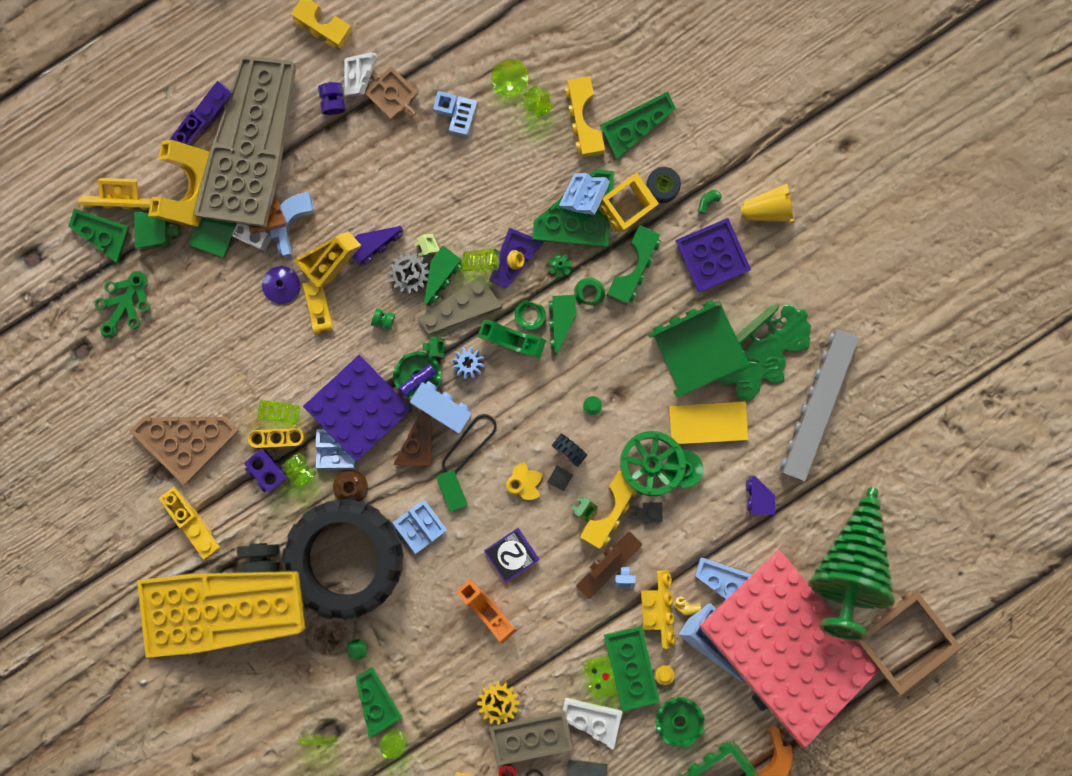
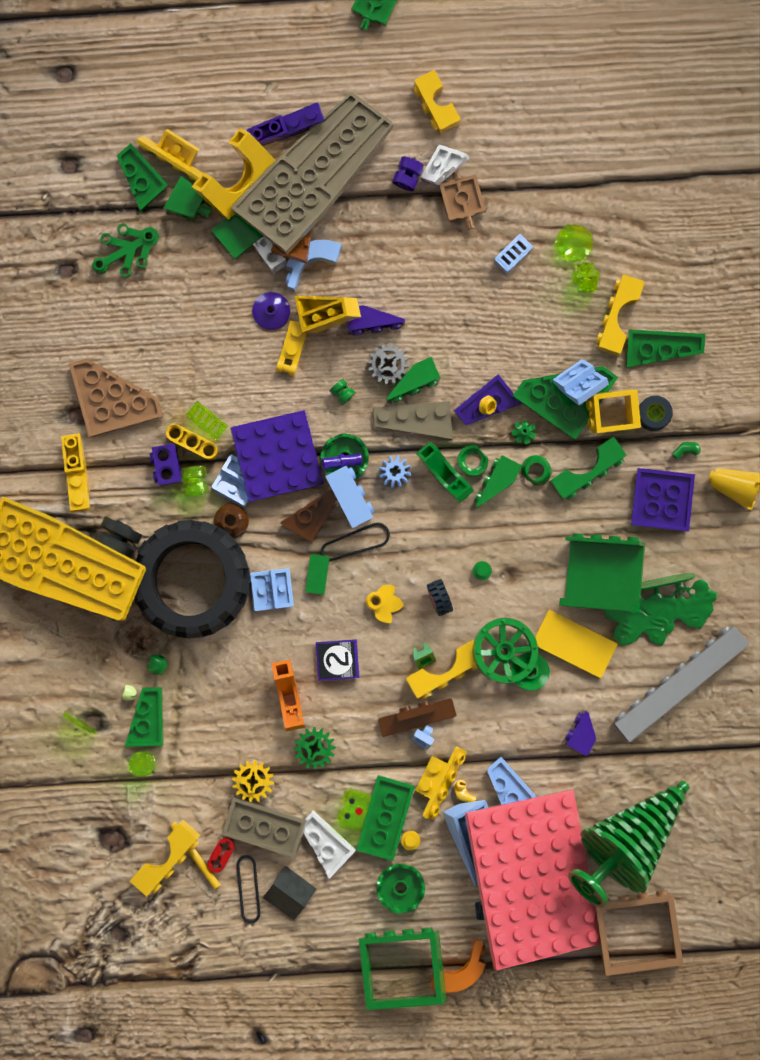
camera: 30 degrees right, 0 degrees up
(347, 688) = (129, 693): none -> yellowish green hinge
(427, 244) = (418, 348): yellowish green tile -> none
(435, 347) = (374, 441): green tile -> none
(442, 98) = (504, 227): light blue plate -> none
(493, 260) = (470, 391): clear neon green slope -> none
(544, 642) = (306, 744): none -> green gear
(560, 478) = (417, 617): pearl dark grey plate -> none
(651, 512) = (479, 692): pearl dark grey plate -> none

